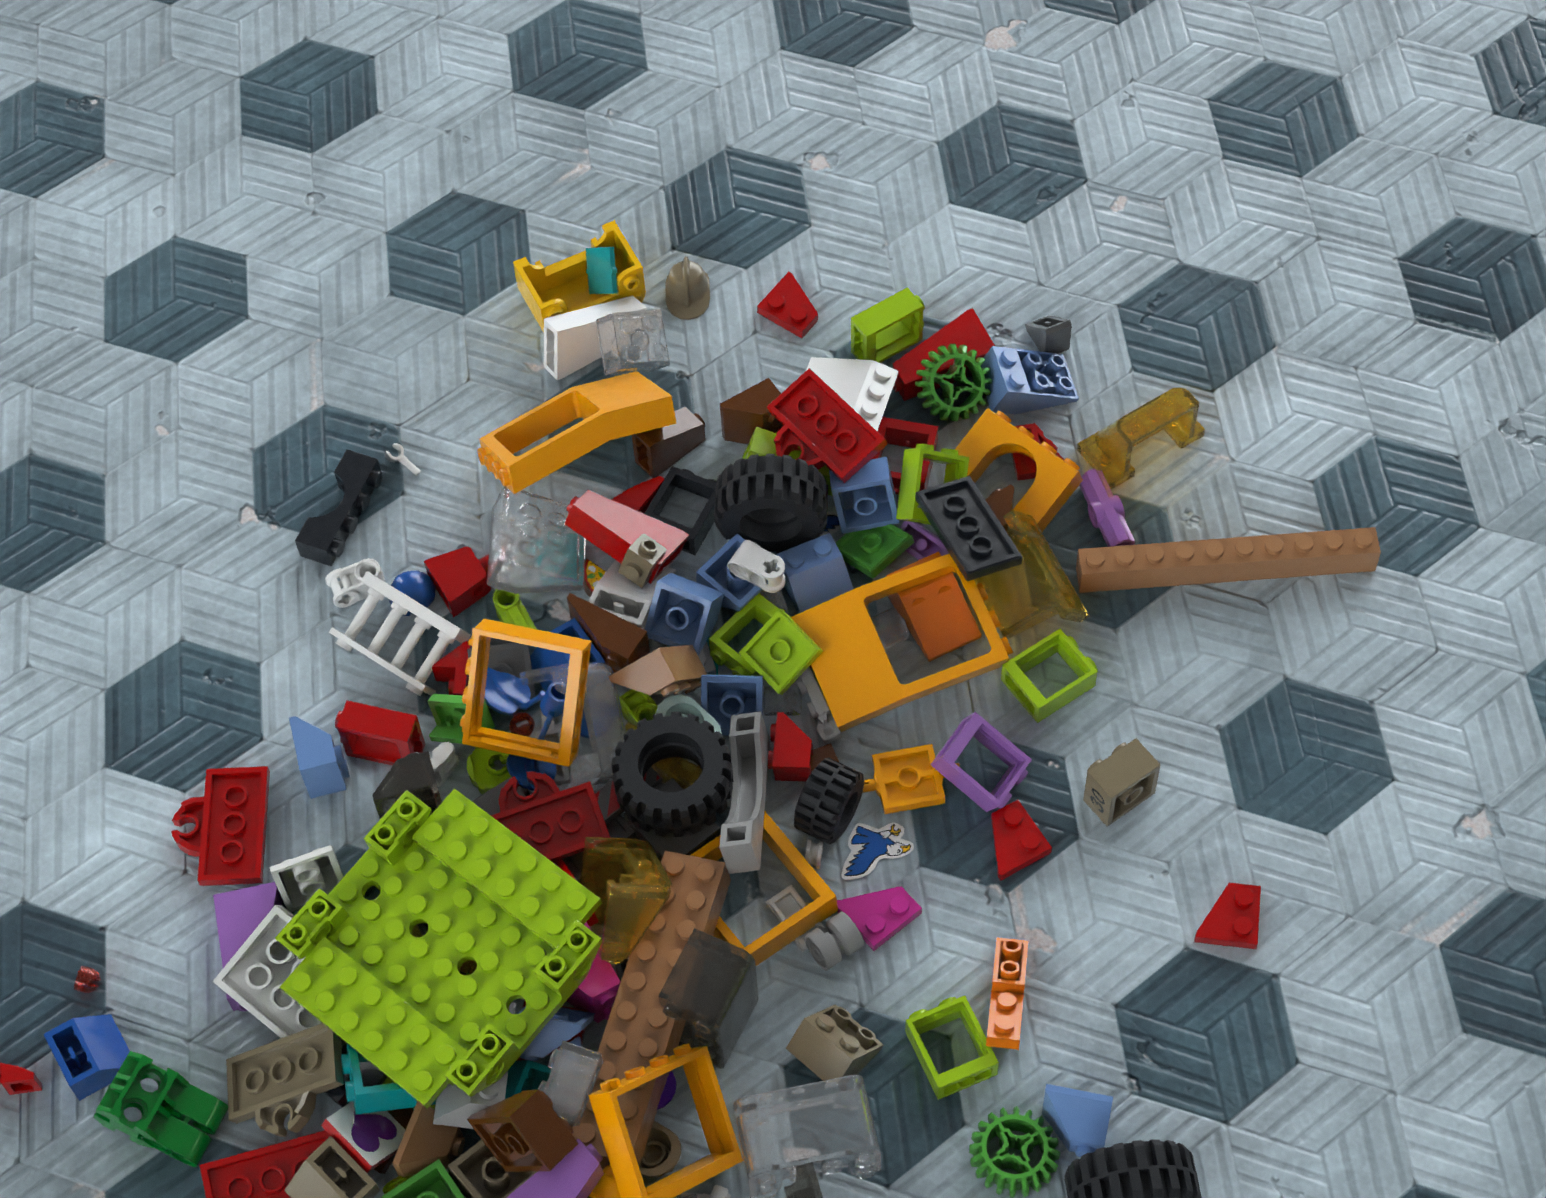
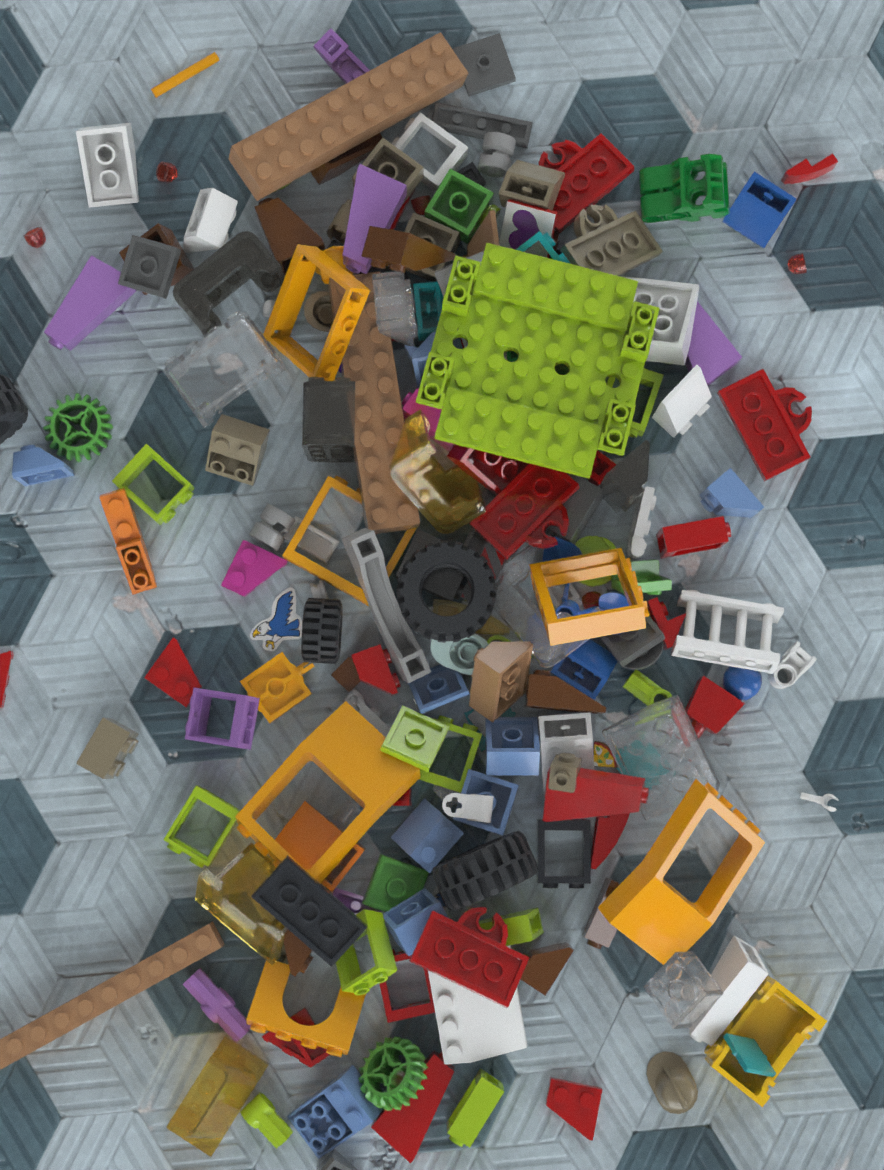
camera: 150 degrees right, 25 degrees up
(325, 536) = (844, 761): black arch -> none
(1101, 403) = (262, 1115): none -> lime piece

